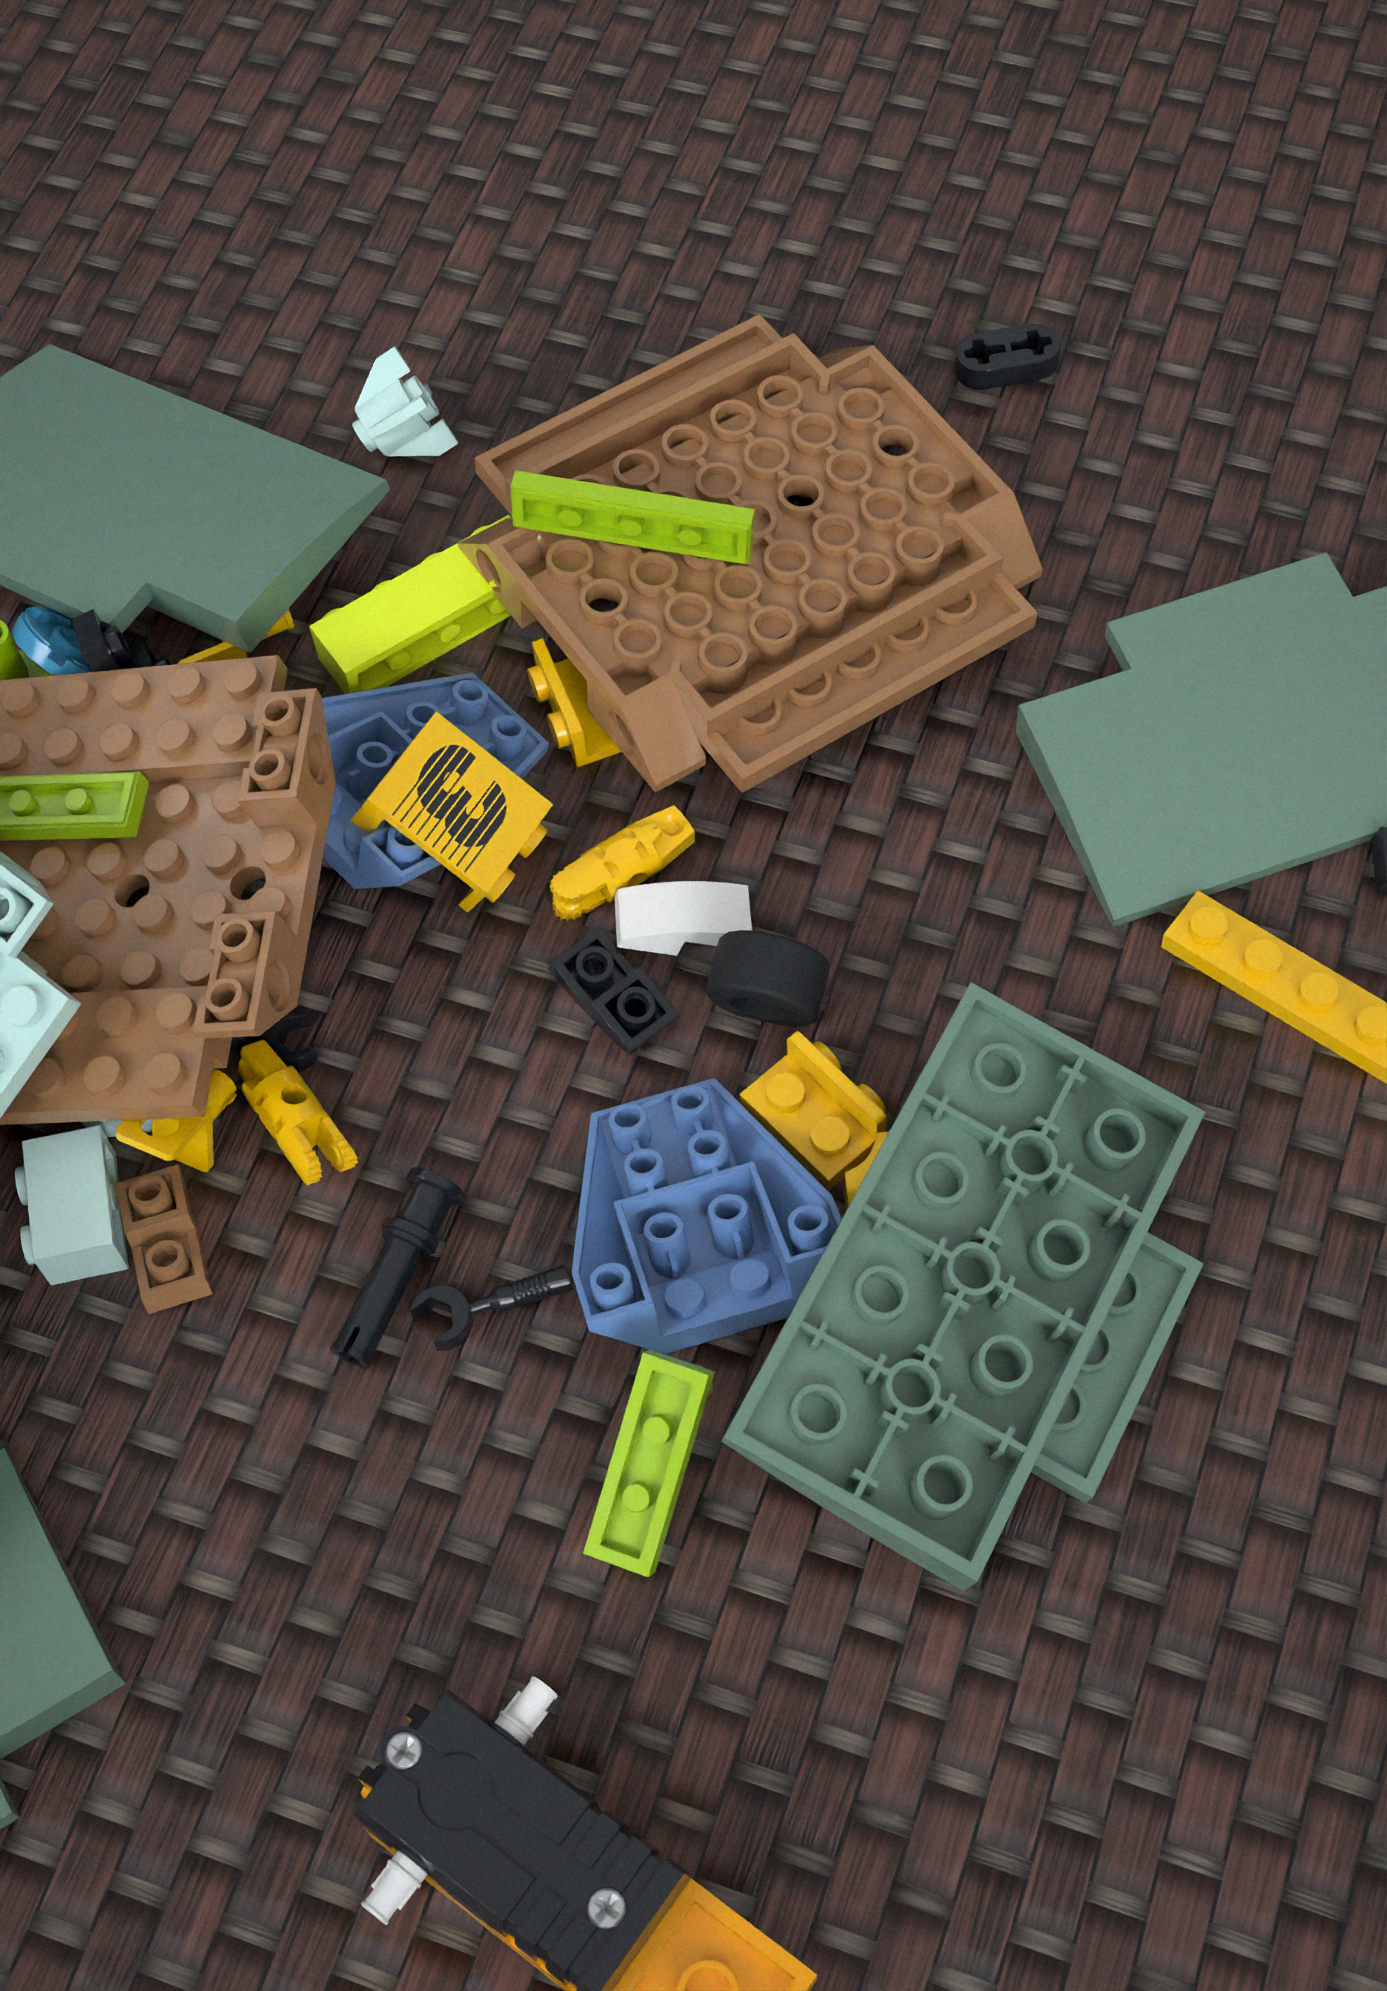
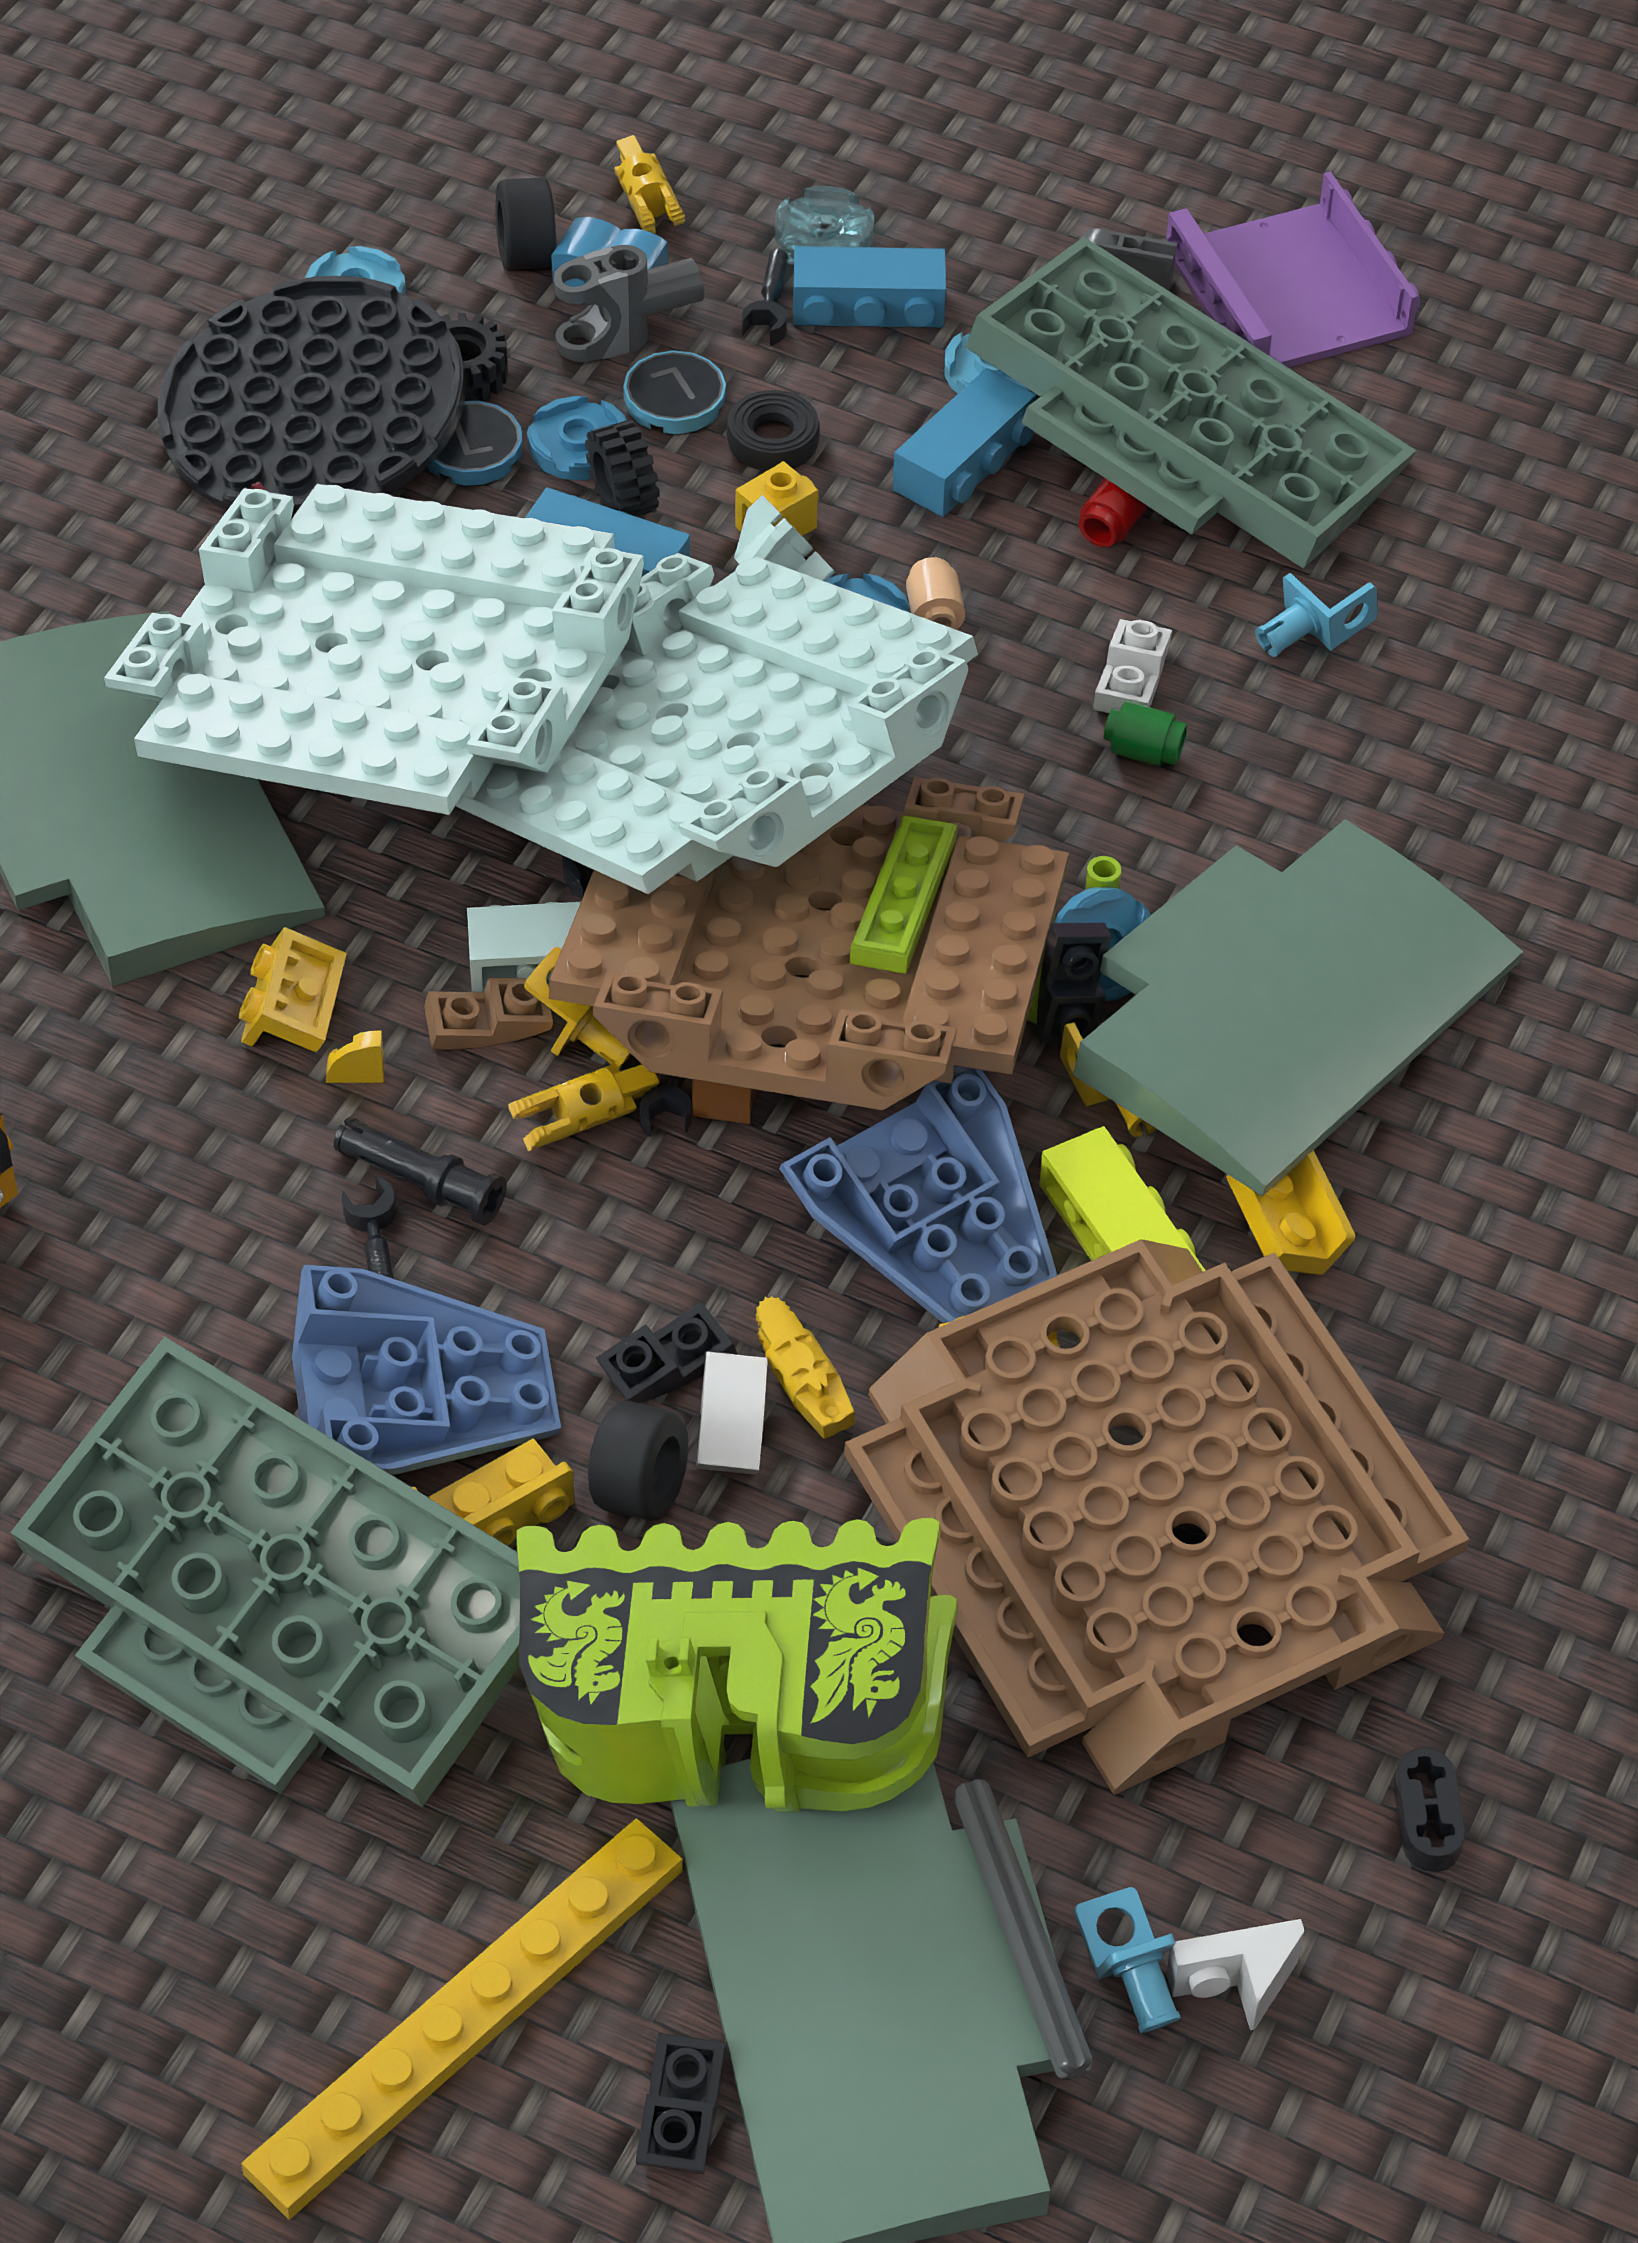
camera: 90 degrees right, 10 degrees down
(144, 1454) = (292, 990): none -> yellow bracket
(244, 1347) = (358, 1061): none -> yellow tile
(399, 413) = (1386, 1225): light aqua brick -> none
(411, 472) = (1298, 1218): none -> yellow bracket
(459, 808) = (856, 1219): yellow panel -> none
(632, 517) = (1141, 1351): lime tile -> none
(649, 1462) = (194, 1319): lime piece -> none
(1041, 799) = (672, 1647): none -> lime animal
(1201, 456) = (1249, 1958): none -> white slope
(1211, 537) = (1135, 1961): none -> medium azure bracket
(1225, 597) = (1023, 1930): none -> dark grey axle

